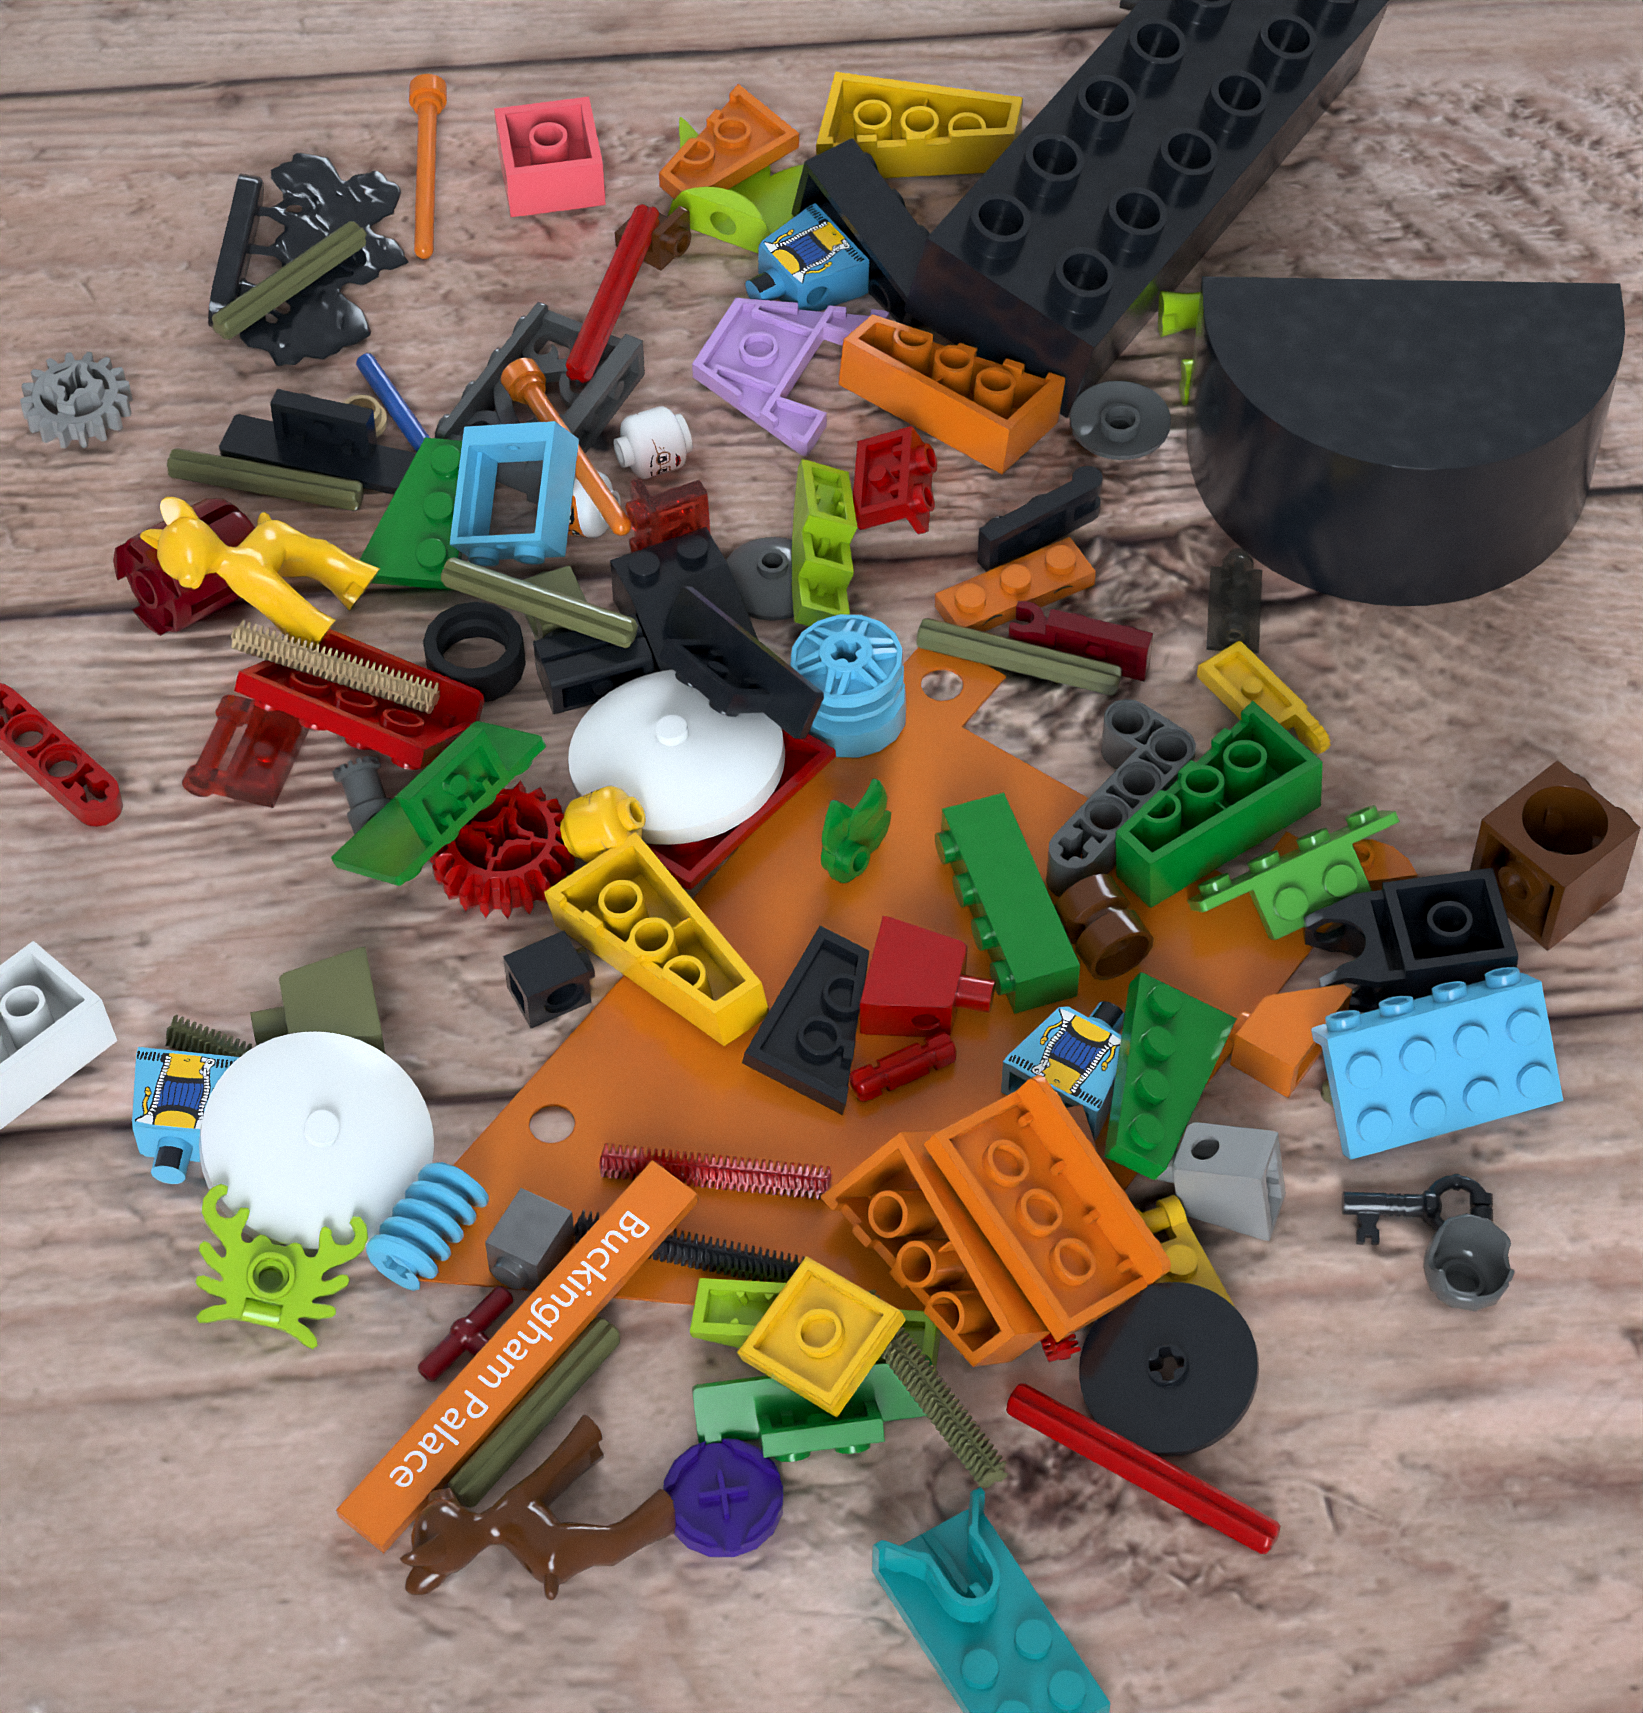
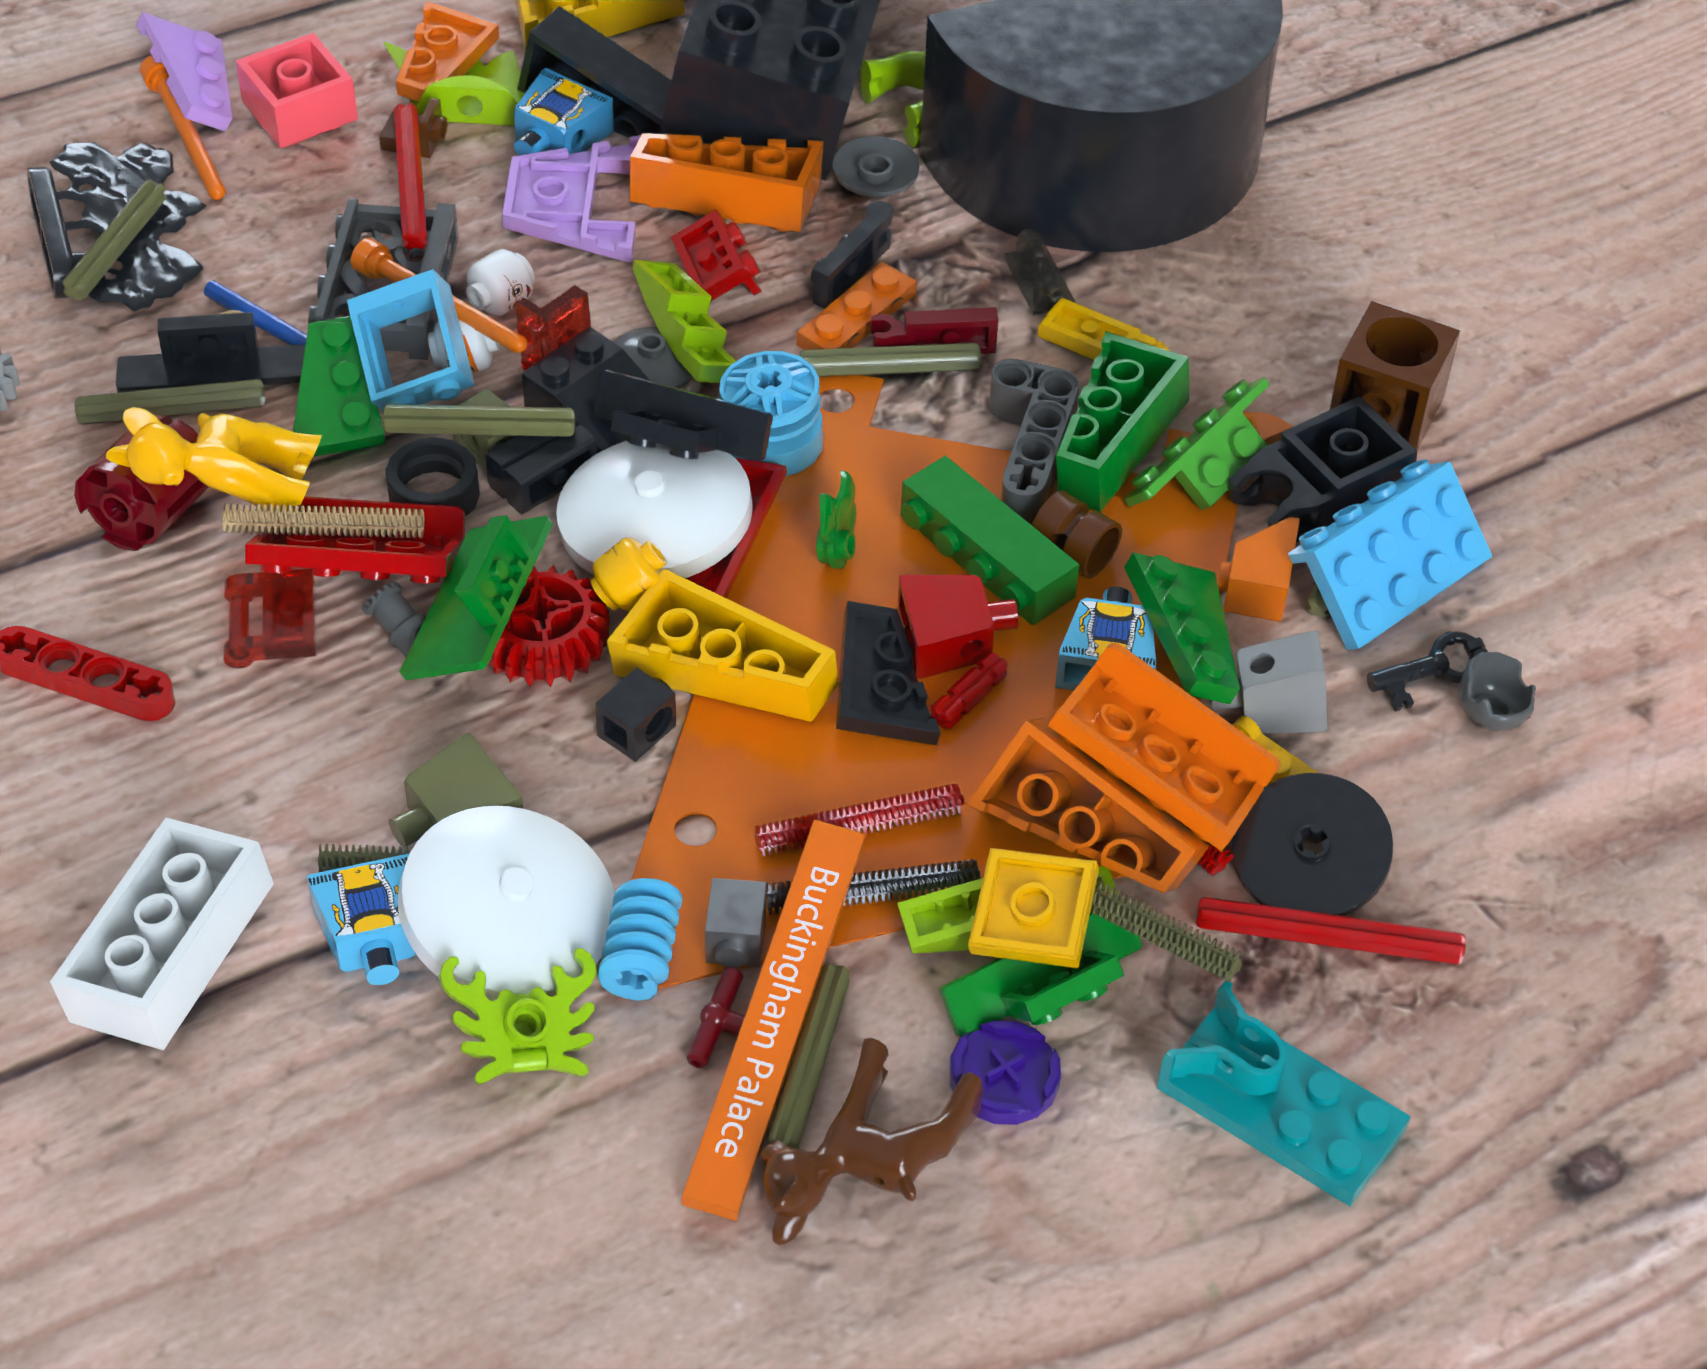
camera: 25 degrees left, 5 degrees down
(460, 101) = (194, 69): none -> lavender wing

